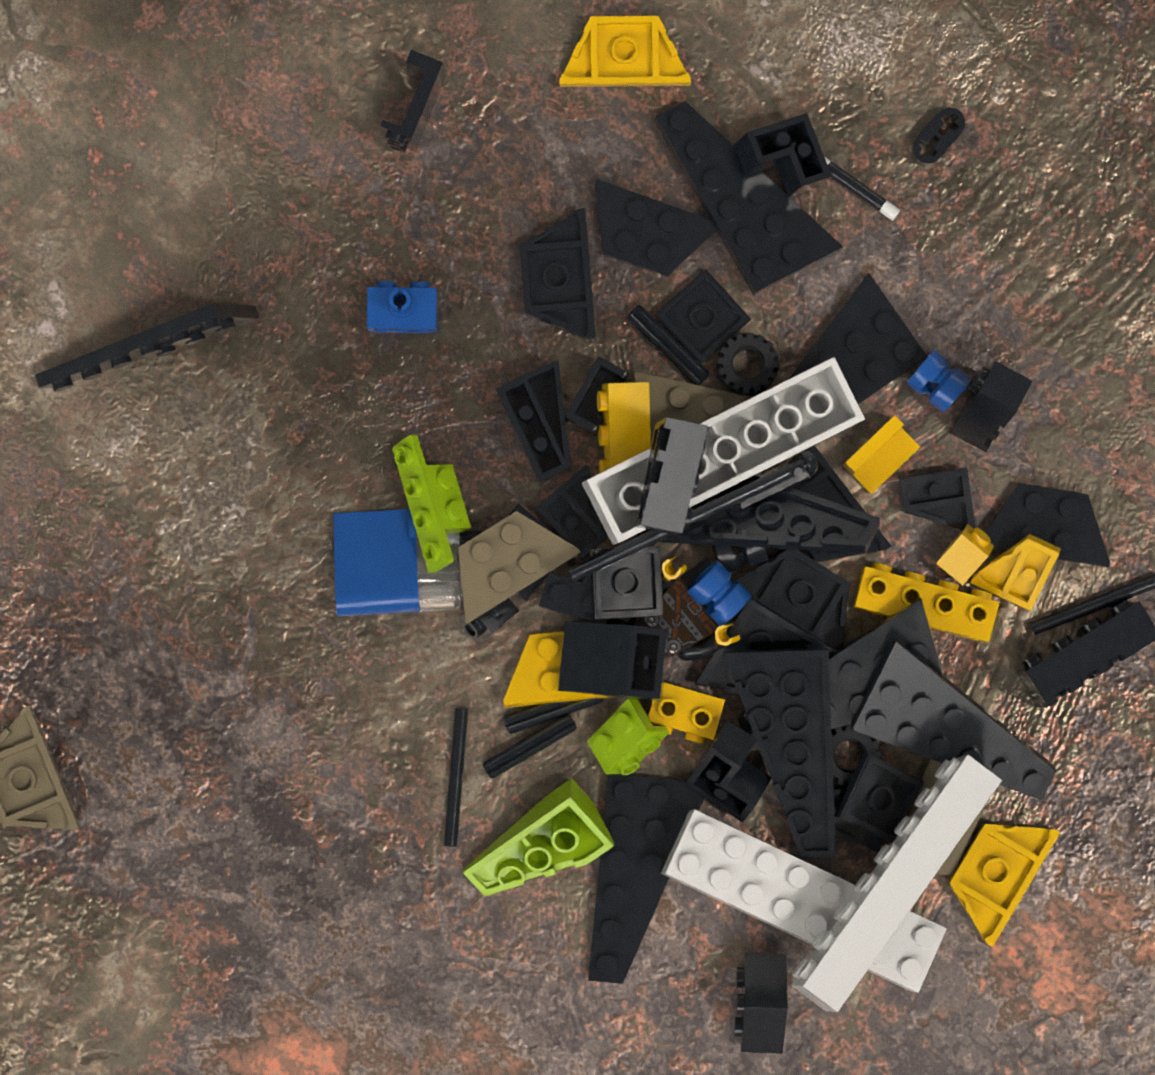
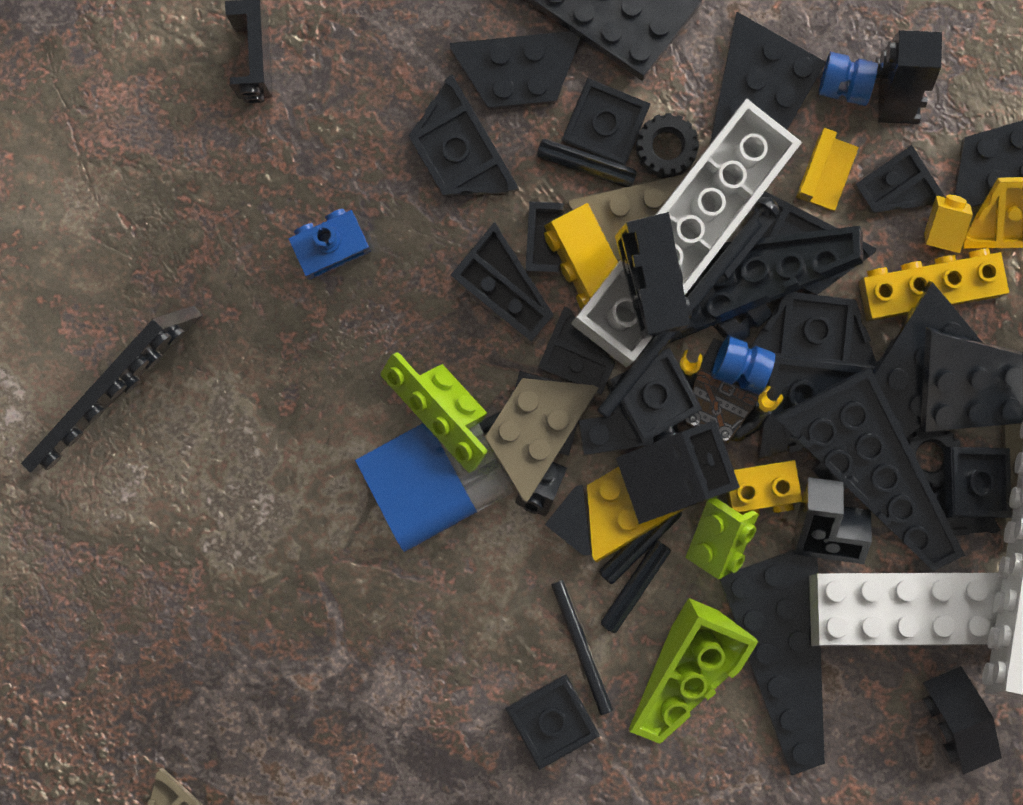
camera: 20 degrees left, 0 degrees up
(398, 831) = (552, 721): none -> black tile
(499, 659) = (570, 521): none -> black slope

